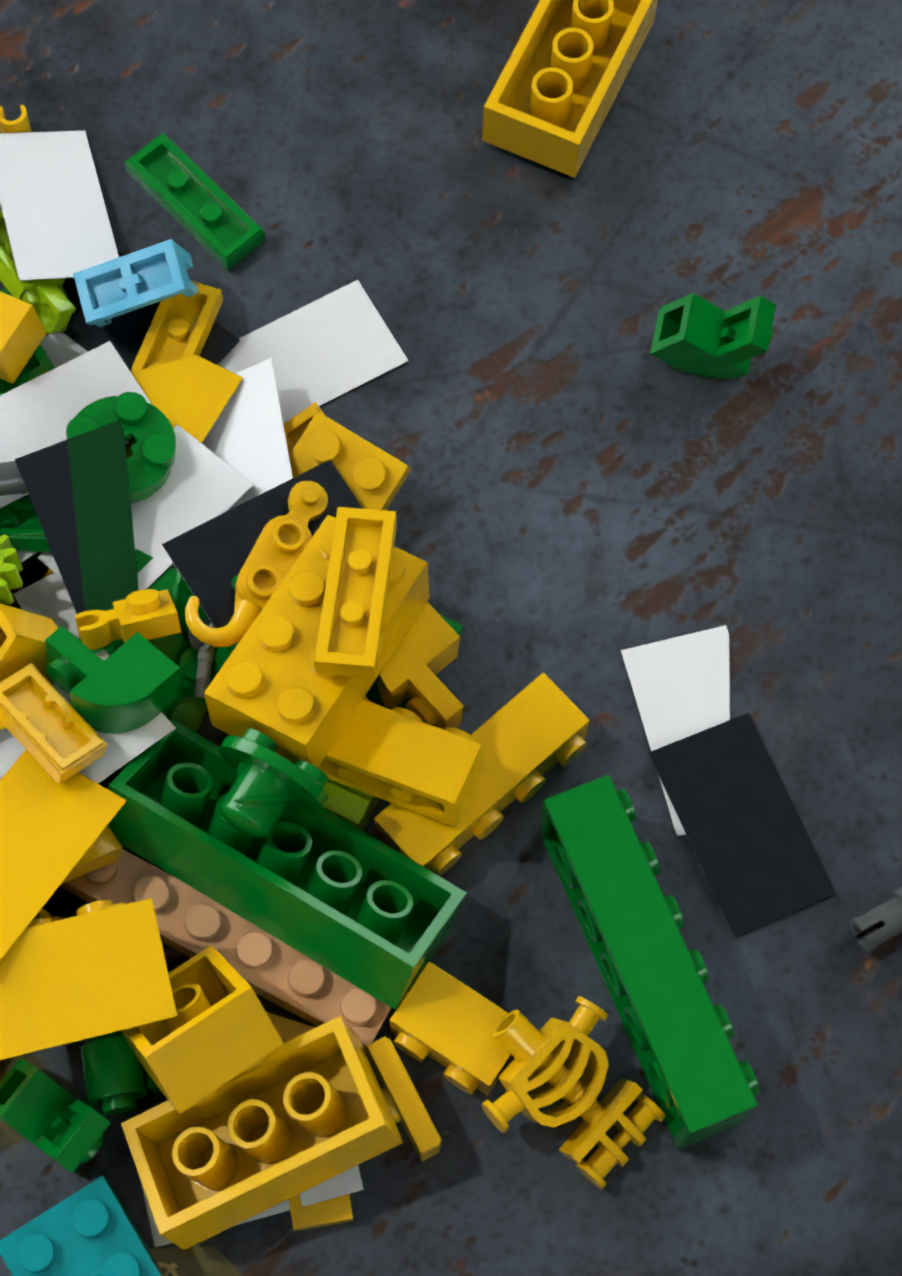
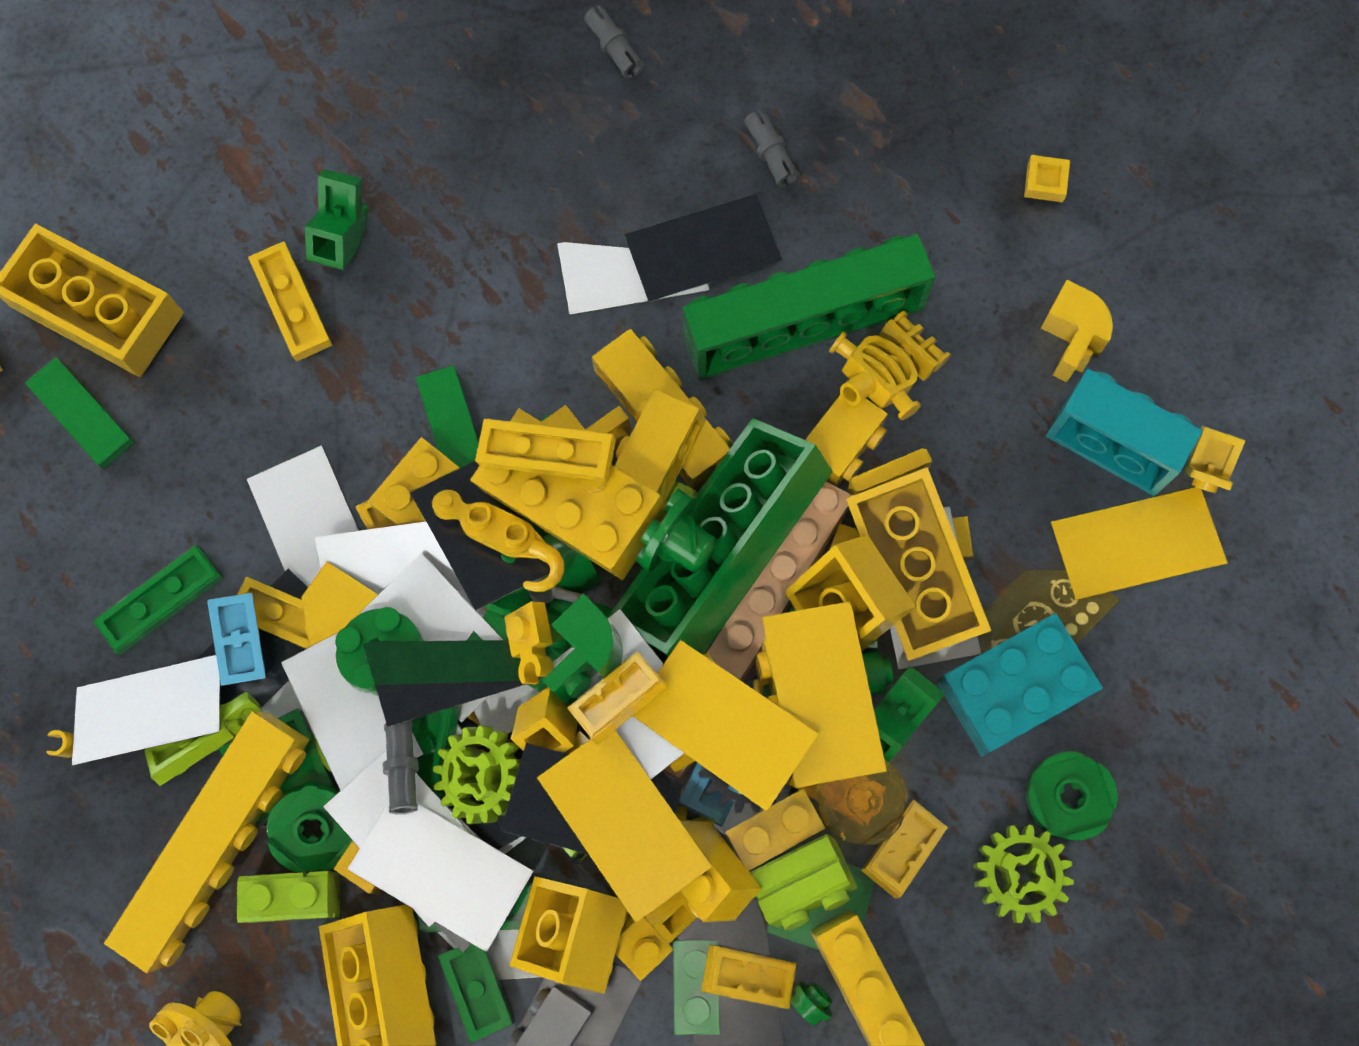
camera: 80 degrees left, 5 degrees up
(429, 81) = (79, 413): none -> green tile
(457, 508) = (449, 415): none -> green tile
(599, 296) = (290, 301): none -> yellow plate

